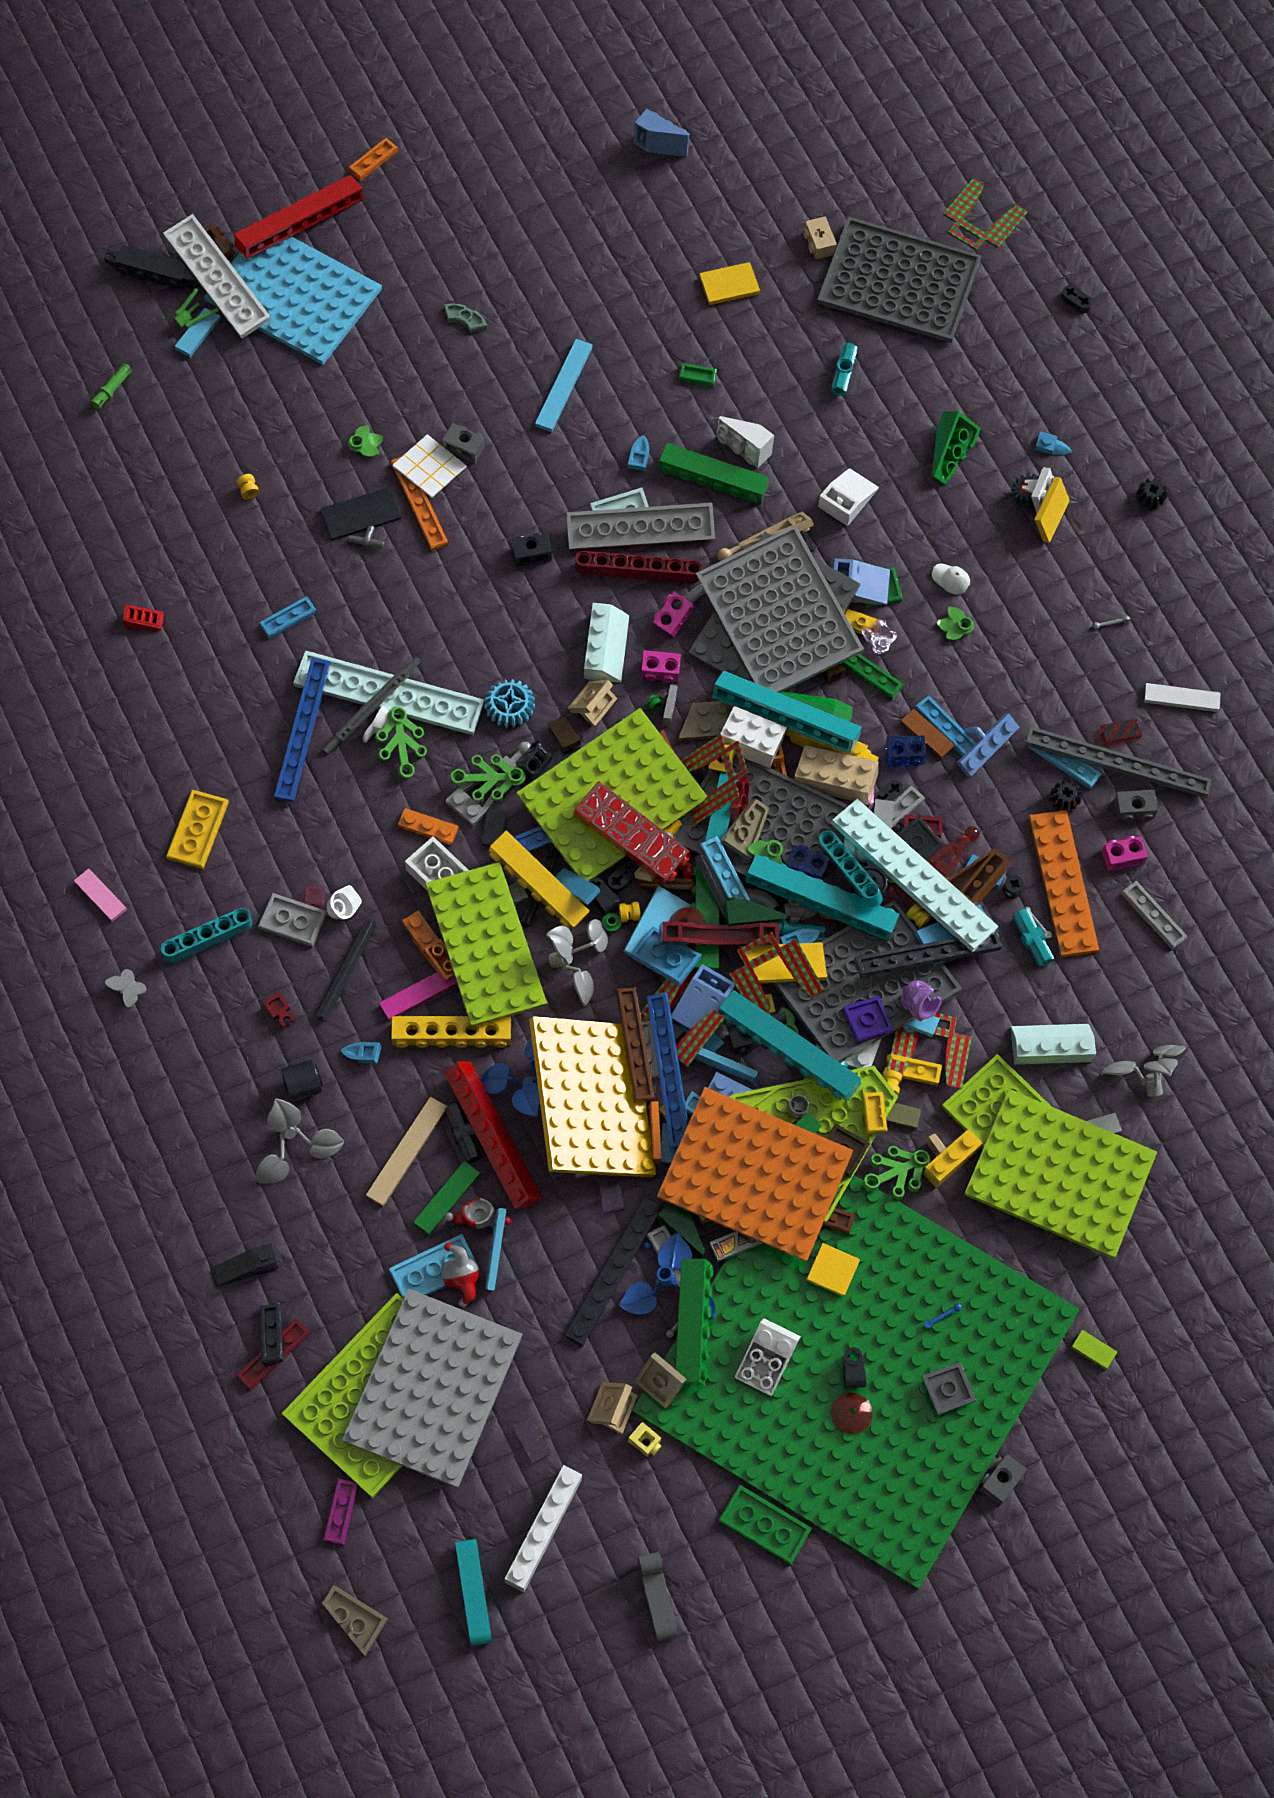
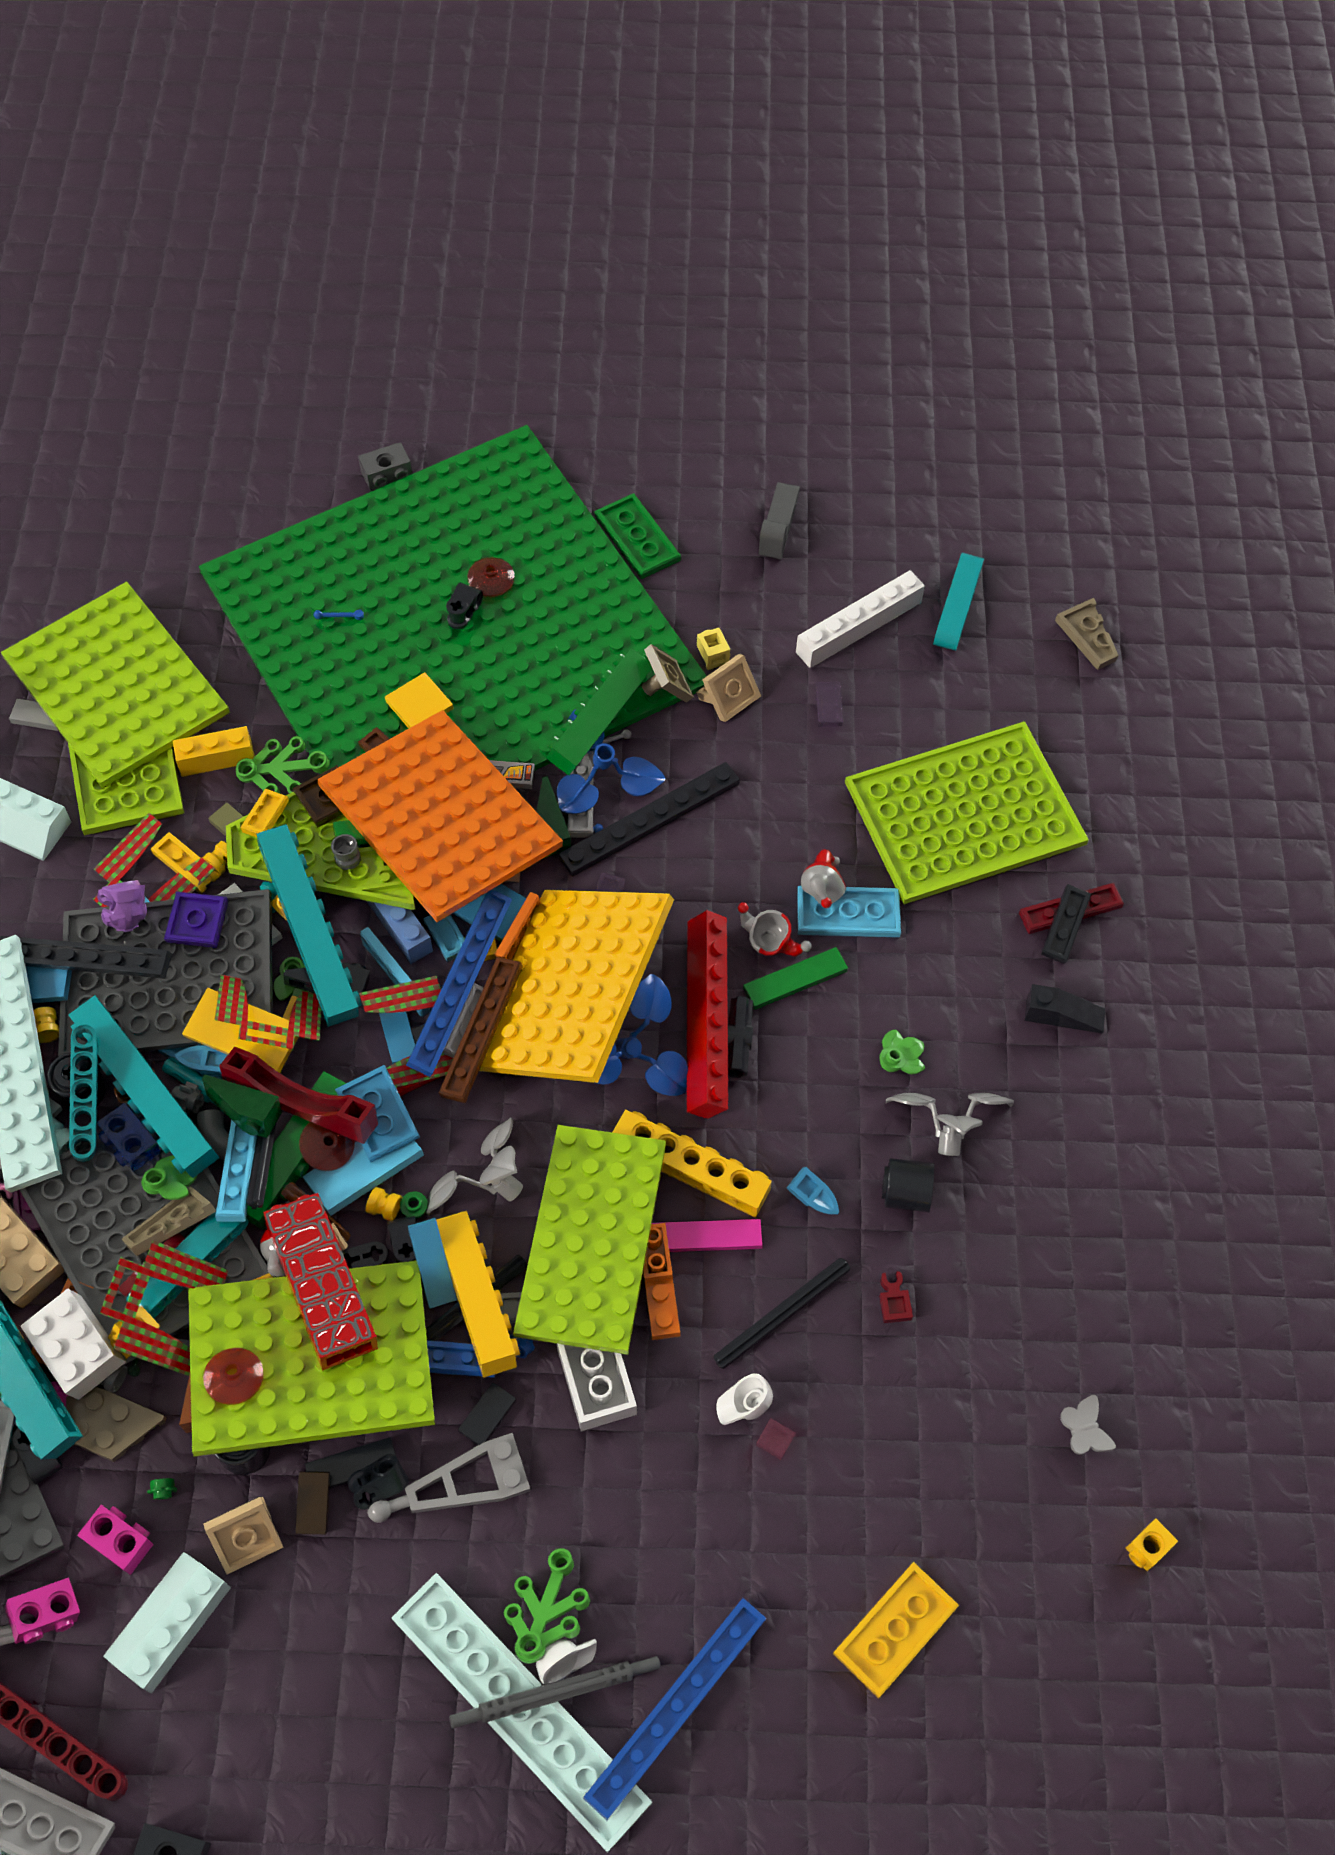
camera: 150 degrees left, 5 degrees down
(63, 947) = (1159, 1537): none -> yellow brick
(100, 895) = (1074, 1594): bright pink tile -> none
(200, 943) = (961, 1442): teal beam -> none
(292, 920) = (822, 1420): light grey tile -> none
(340, 1512) = (1063, 729): magenta tile -> none
(347, 1181) = (901, 1053): none -> bright green plate
(406, 1151) = (815, 1052): tan tile -> none
(428, 826) = (573, 1464): orange plate -> none
(432, 1388) = (910, 788): light grey plate -> none
(491, 777) = (451, 1481): bright green plant -> none
(495, 1249) = (771, 886): medium azure tile -> none
(524, 707) = (367, 1583): medium azure gear -> none
(642, 765) = (236, 1387): none -> clear red dish
(670, 705) = (144, 1470): light grey tile -> none
(703, 994) = (367, 1043): medium blue slope -> none
(767, 1356) = (539, 654): white slope -> none
(935, 1144) = (221, 773): tan tile -> none
(948, 1388) = (381, 548): dark grey plate -> none
(1094, 1349) = (213, 530): lime tile -> none

